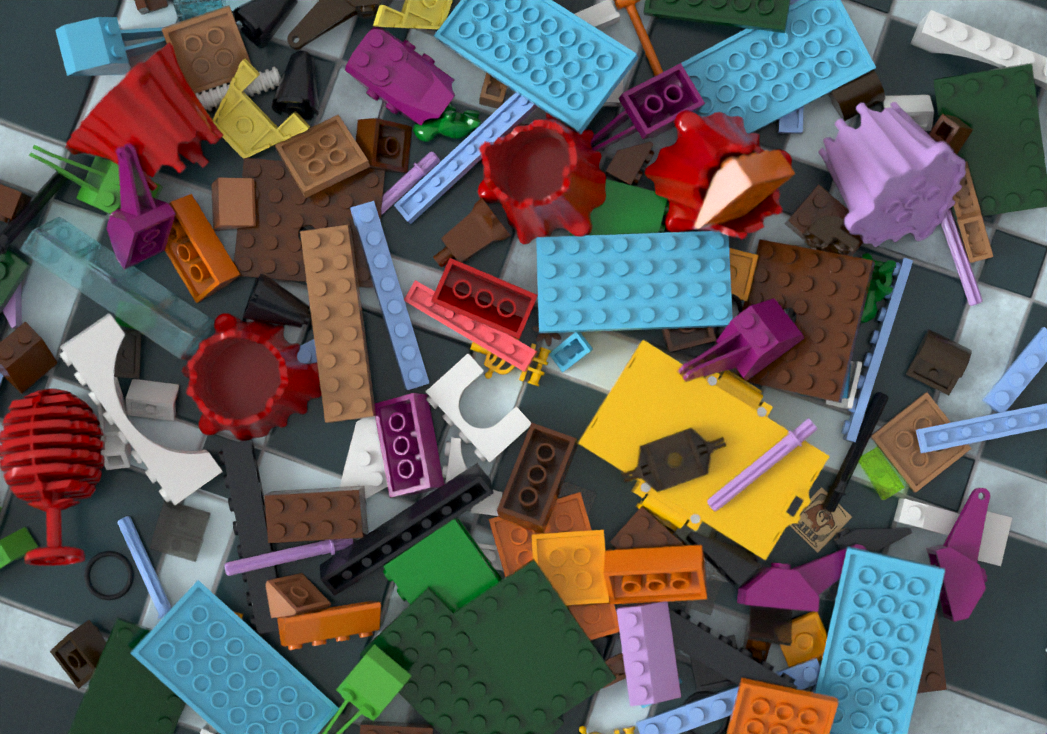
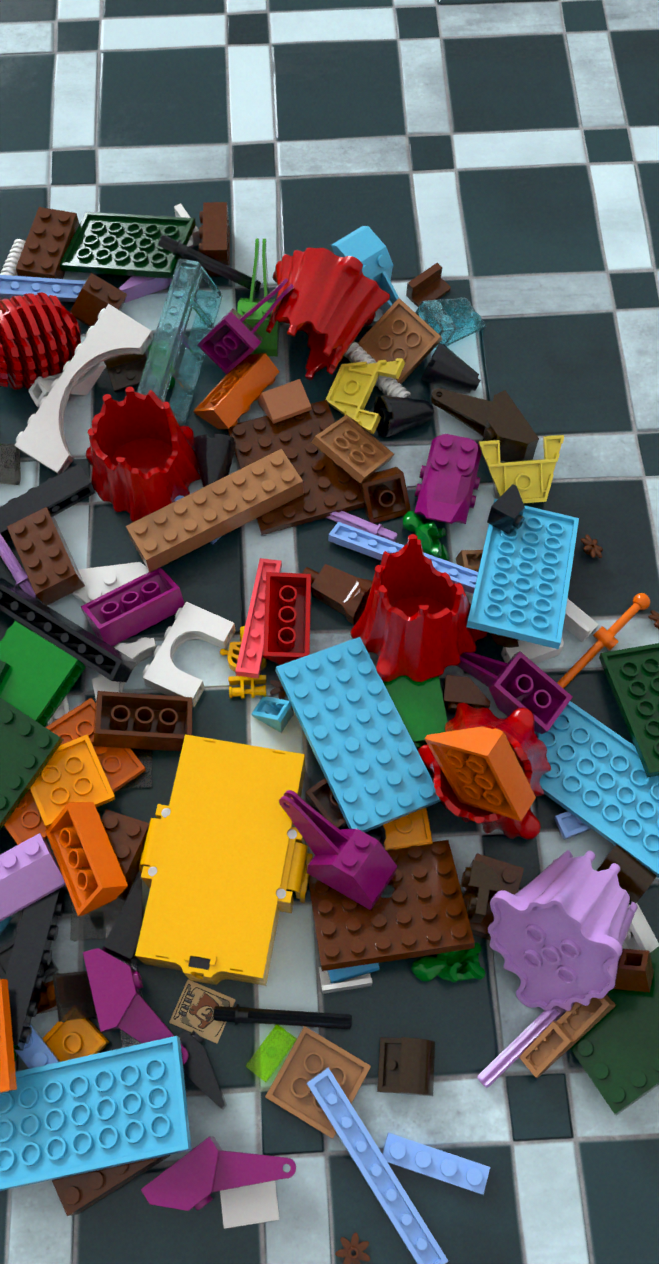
camera: 65 degrees right, 20 degrees down
(152, 399) = (93, 400): white panel -> none
(389, 295) = (258, 545): light blue plate -> none
(462, 31) = (507, 511): none -> black slope
(653, 456) = (206, 843): dark brown plate -> none
(761, 465) = (229, 912): lavender axle -> none
(873, 359) = (403, 994): light blue plate -> none
(925, 516) = (244, 1119): white slope -> none

